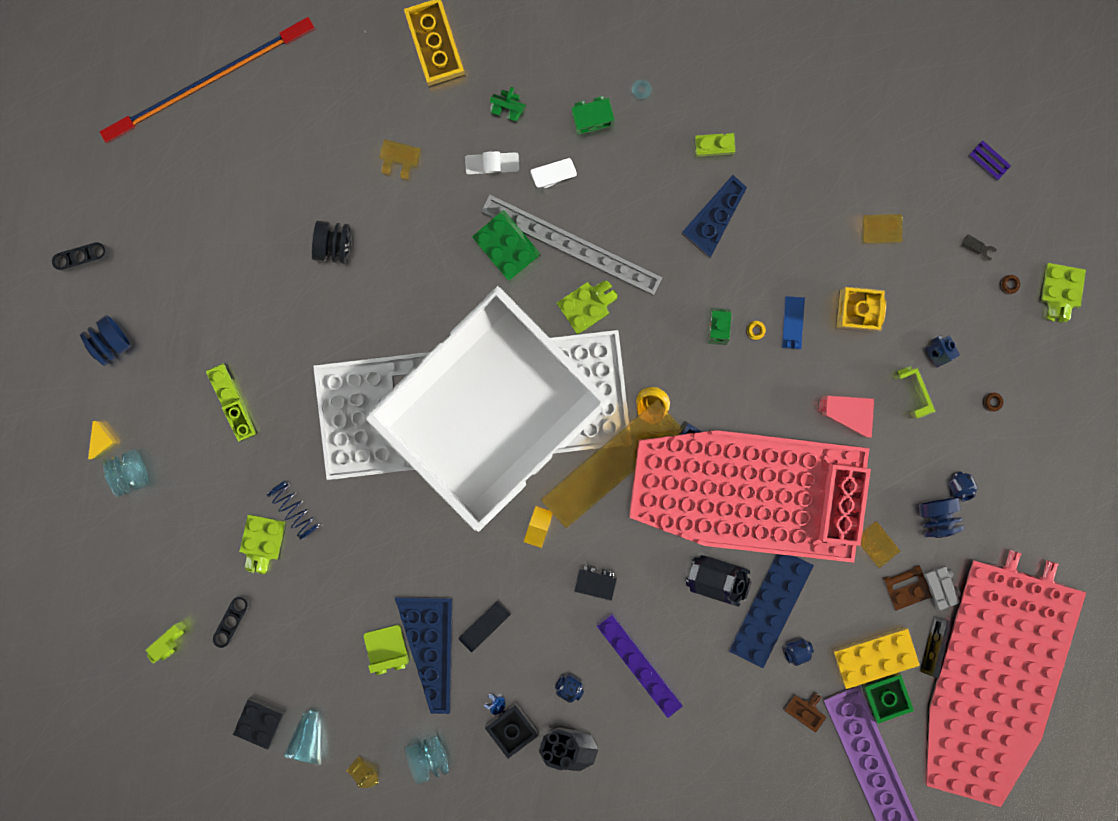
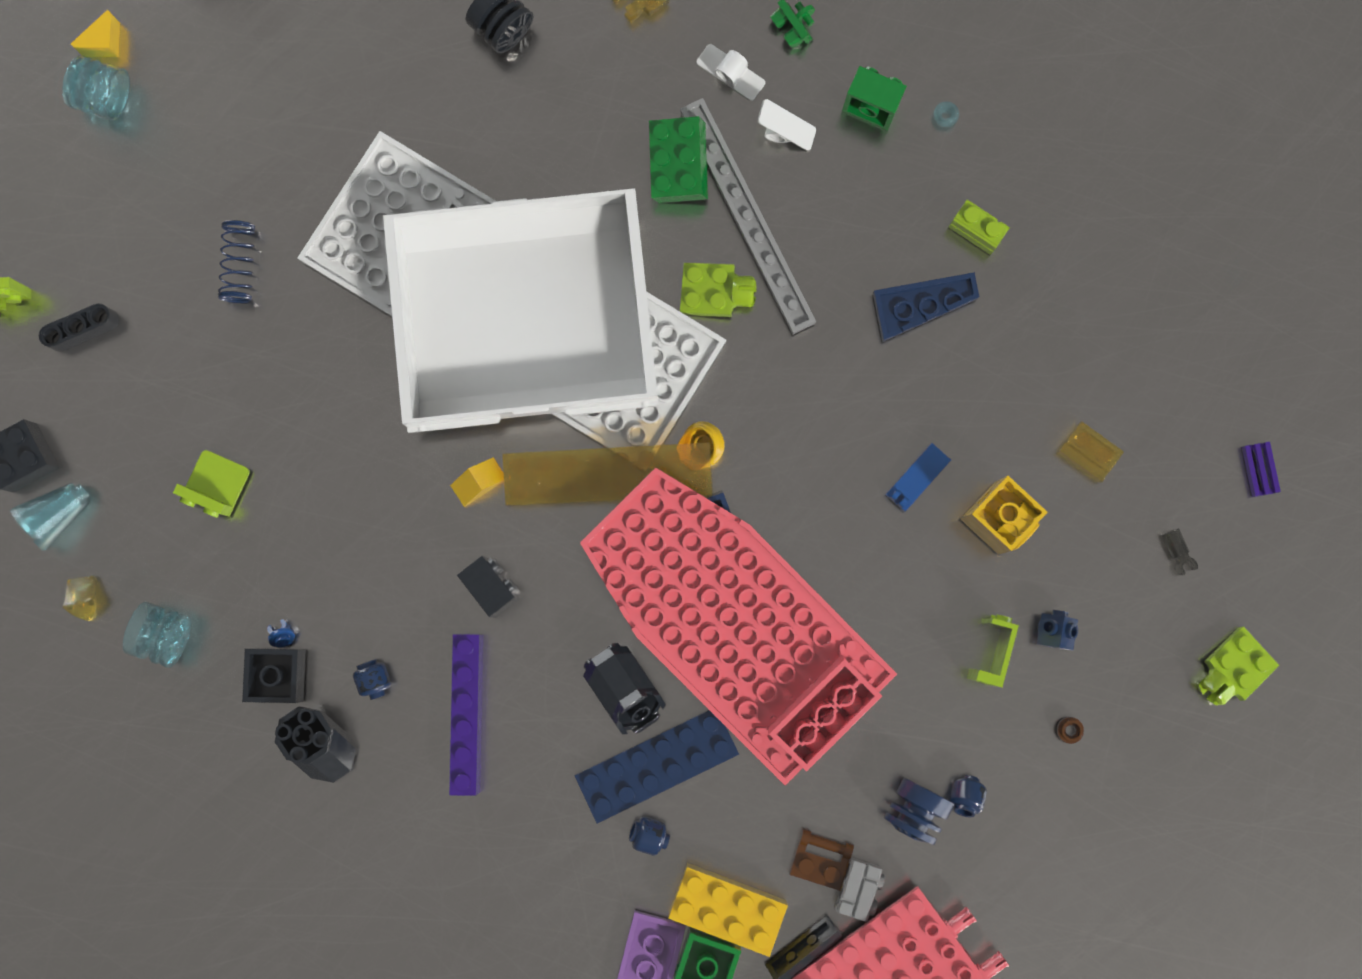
camera: 40 degrees right, 5 degrees down
(231, 402) = (267, 102): lime slope -> none
(261, 542) = (177, 271): lime plate -> none
(430, 638) = (266, 513): dark blue wing -> none
(484, 626) = (336, 541): black beam -> none
(719, 326) = (836, 419): green torso -> none
(762, 330) = (878, 448): yellow plate -> none
(806, 711) = (606, 909): reddish brown plate -> none
(849, 412) = (906, 618): coral slope -> none
(878, 544) = (826, 787): clear yellow plate -> none
(1016, 284) = (1192, 617): reddish brown plate -> none

